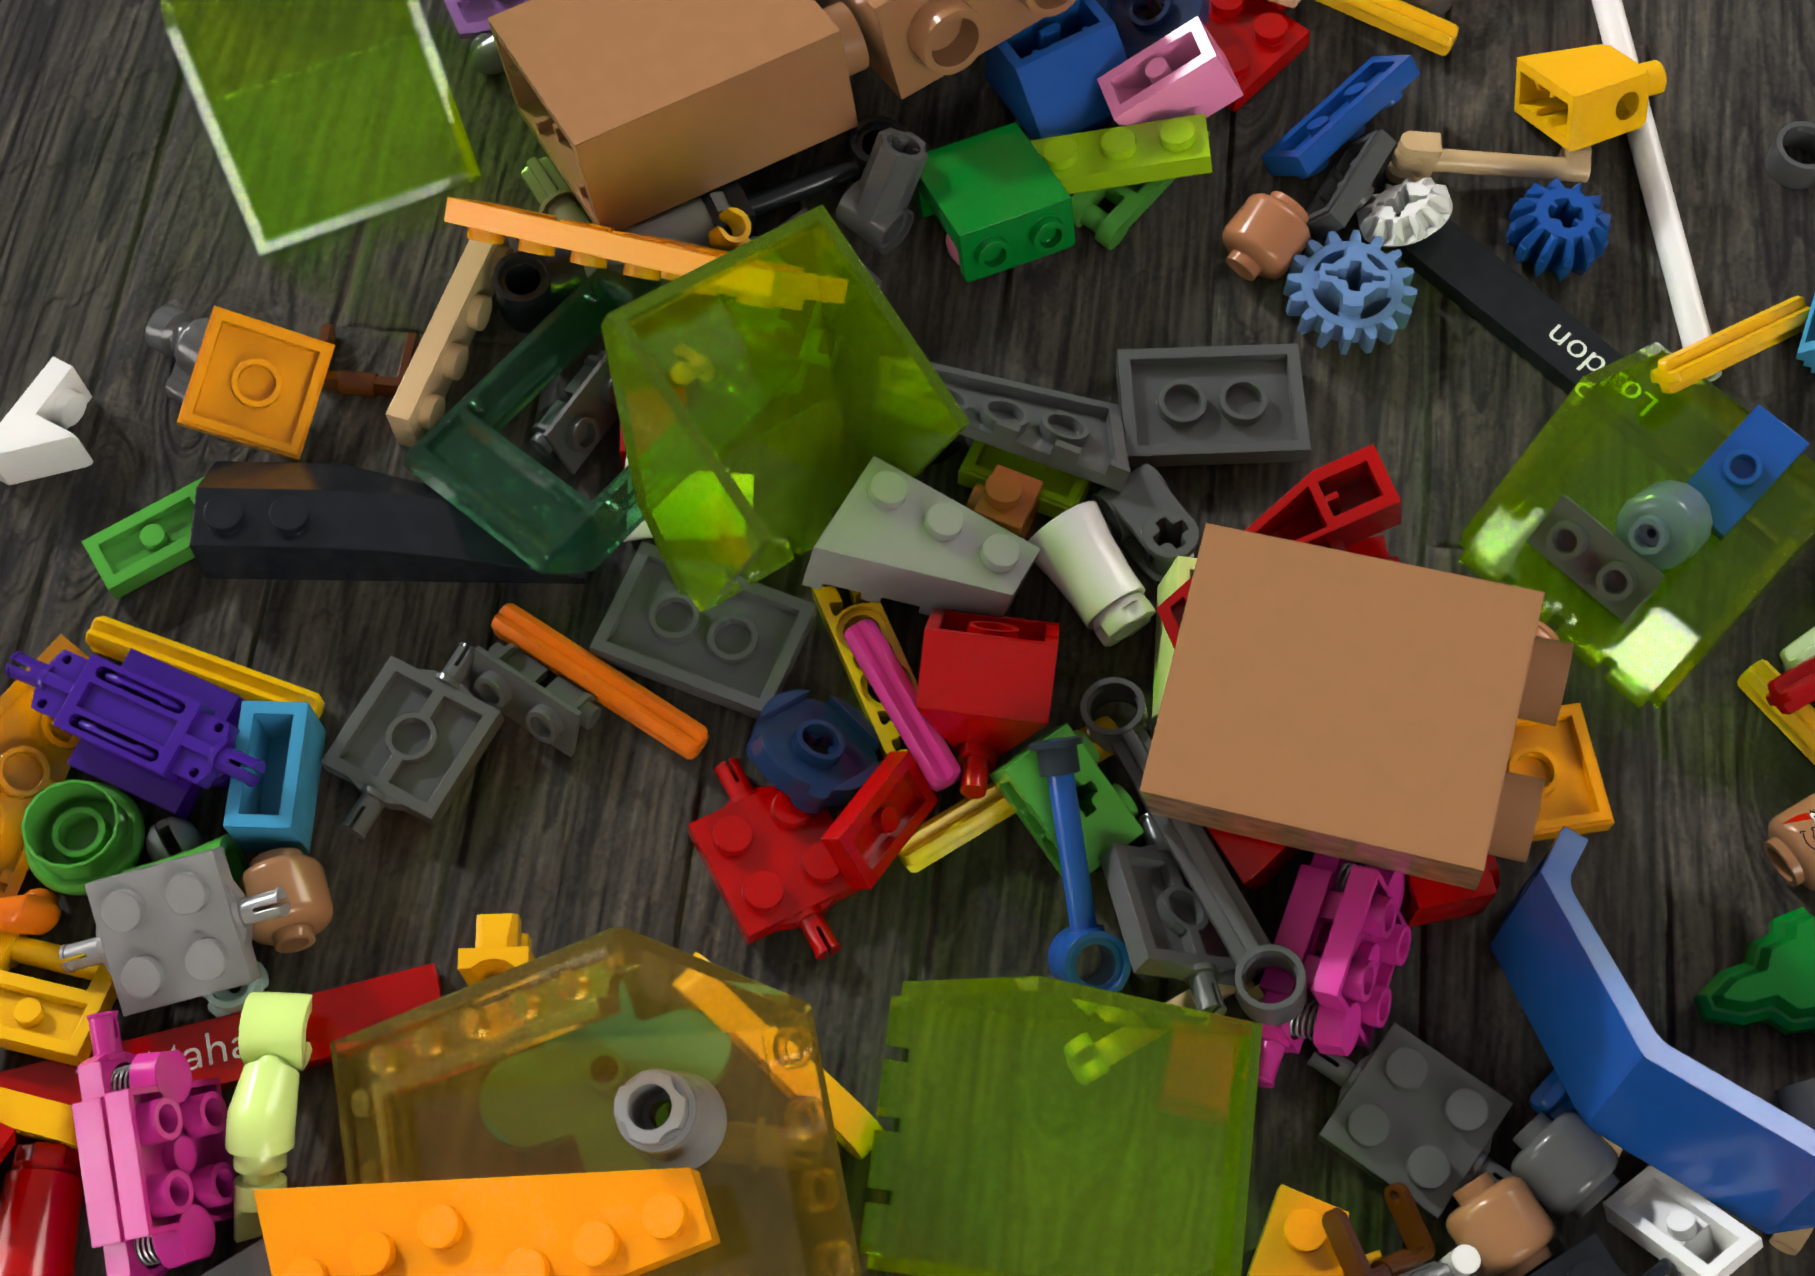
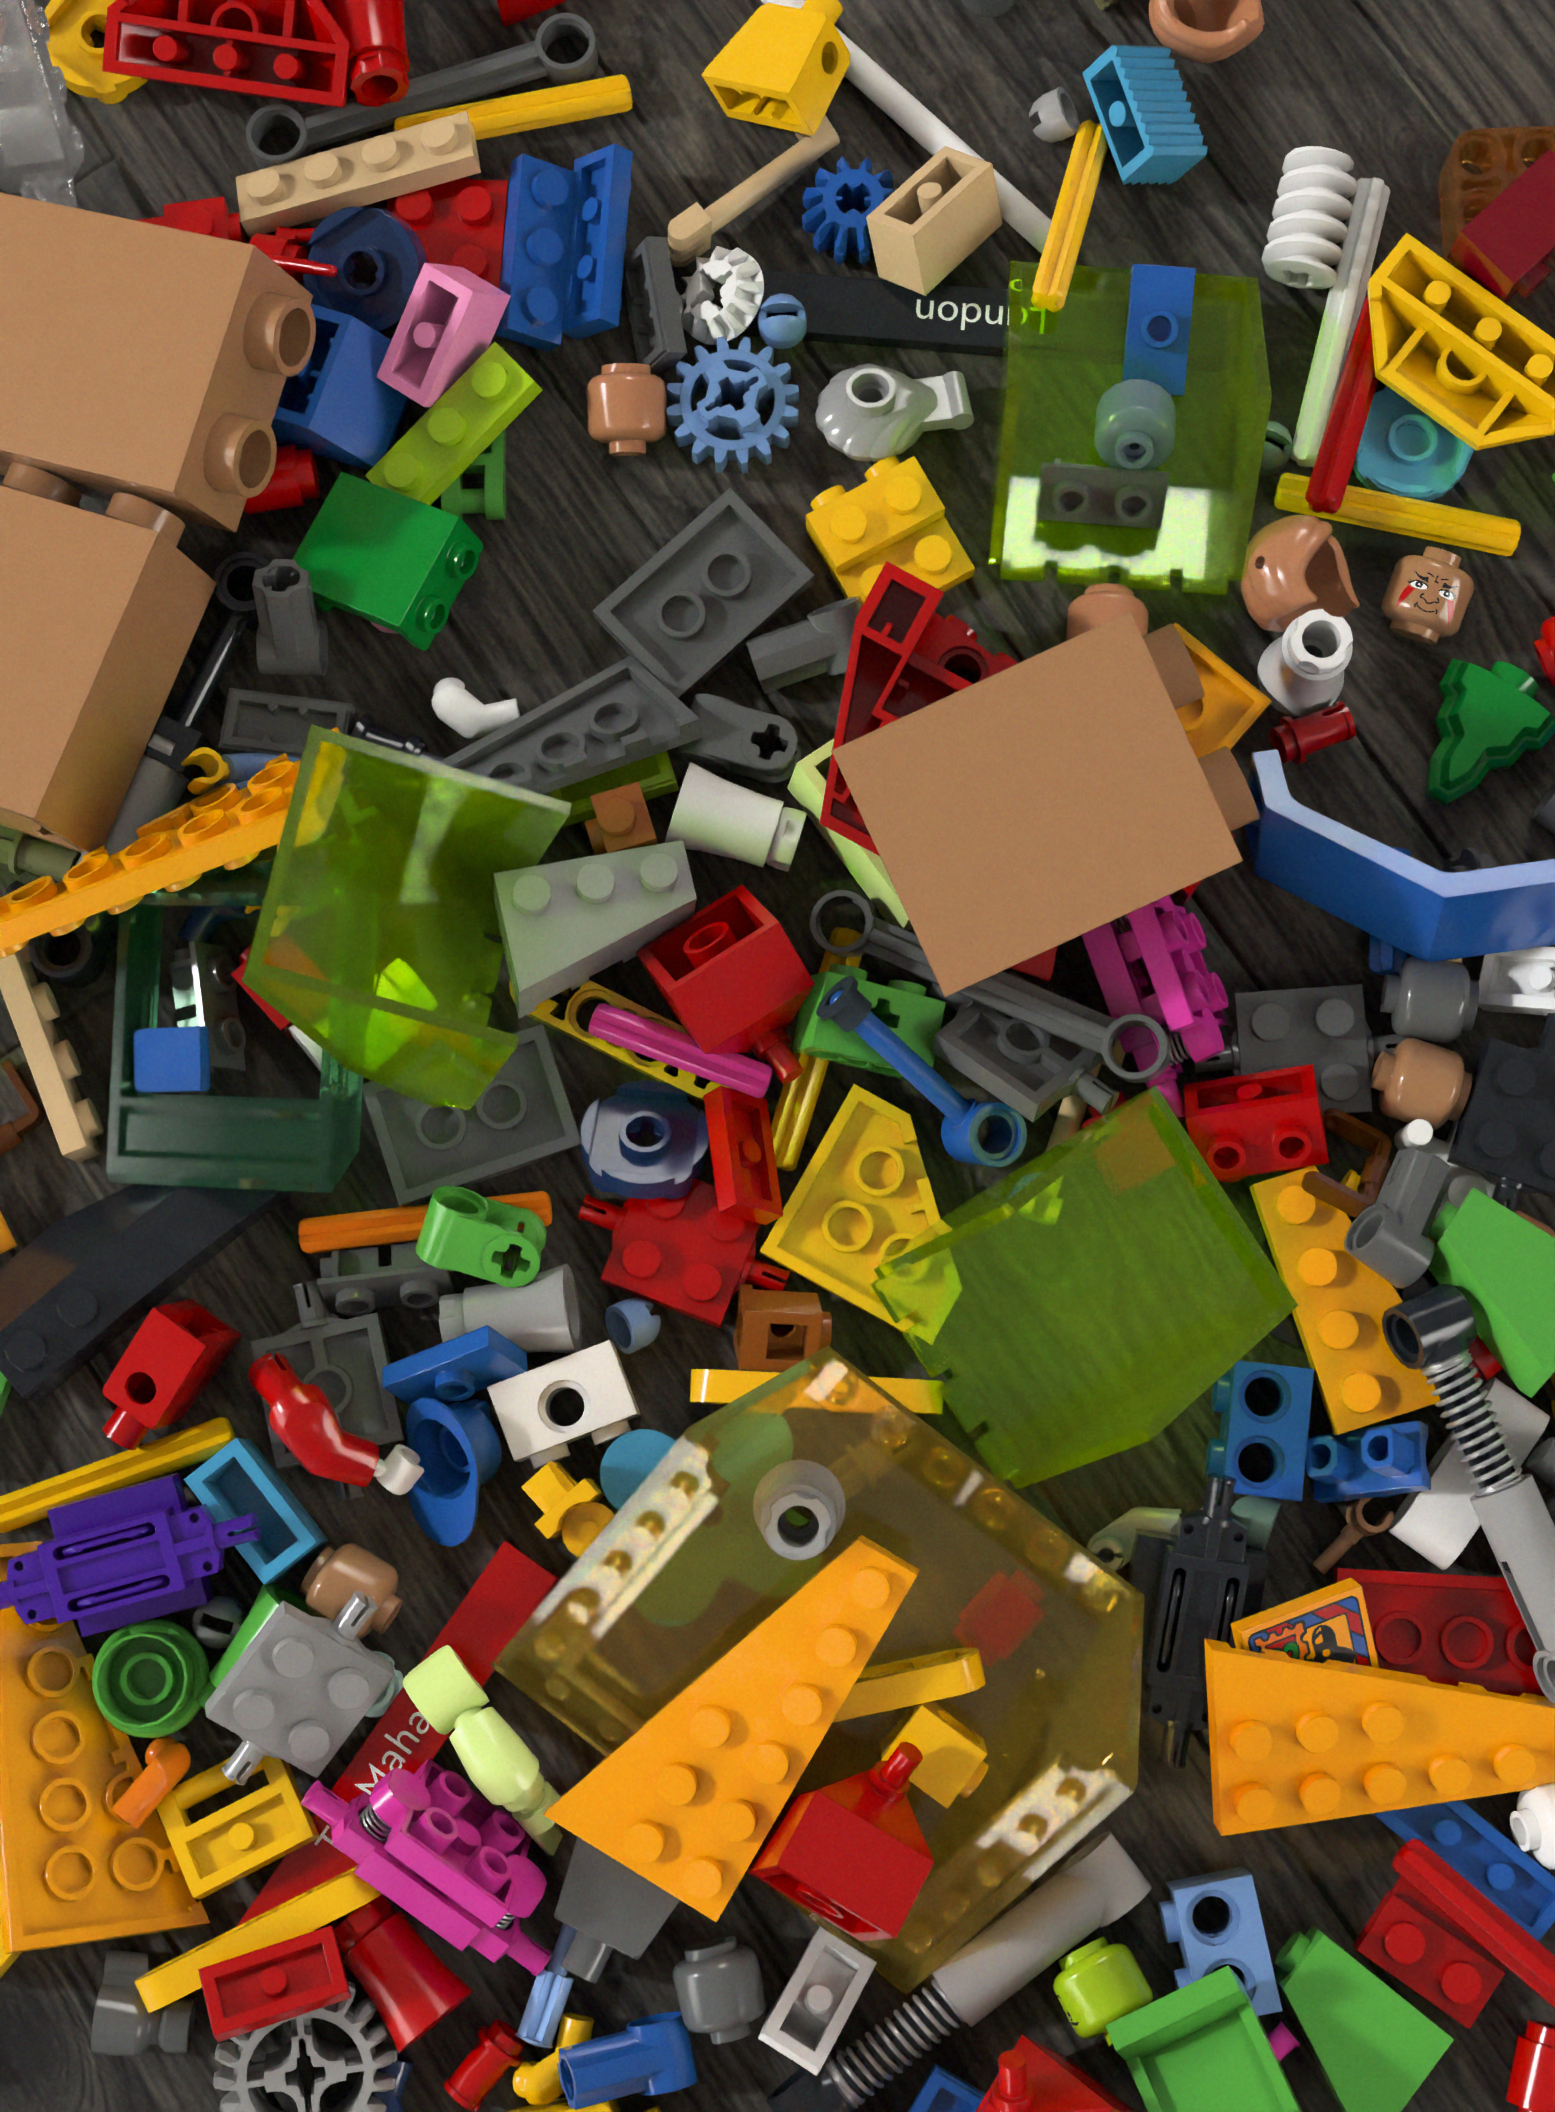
camera: 35 degrees left, 15 degrees up
(313, 621) = (165, 1369): none -> red torso
(365, 744) = (313, 1434): none -> red arm
(451, 867) = (458, 1458): none -> blue piece
(516, 795) = (455, 1367): none -> blue plate
(524, 411) = (171, 1059): none -> blue slope
(550, 867) = (525, 1404): none -> white brick
(599, 799) = (532, 1316): none -> light grey plant
(625, 713) = (475, 1234): none -> bright green piece
(683, 883) = (631, 1324): none -> medium blue hinge
(789, 949) = (774, 1348): none -> dark orange brick
(937, 926) = (856, 1203): none -> yellow plate
(959, 348) = (466, 713): none -> white arm
(966, 102) = (291, 483): none -> red brick
(1242, 489) = (806, 647): none -> dark grey piece
(1288, 92) = (536, 252): none -> blue plate
(1327, 1138) = (1257, 1122): none -> red brick
(1419, 457) = (884, 520): none -> yellow plate
(1438, 261) = (782, 330): none -> medium blue hinge
(1465, 379) = (882, 412): none -> light grey animal
(1618, 272) = (934, 220): none -> tan brick
(1630, 873) = (1312, 732): none -> red pin
(1669, 812) = (1299, 680): none -> white plant
(1713, 738) = (1293, 570): none -> nougat piece
(1757, 636) = (1273, 457): none -> sand green hinge
(1776, 277) = (1056, 114): none -> light grey hinge

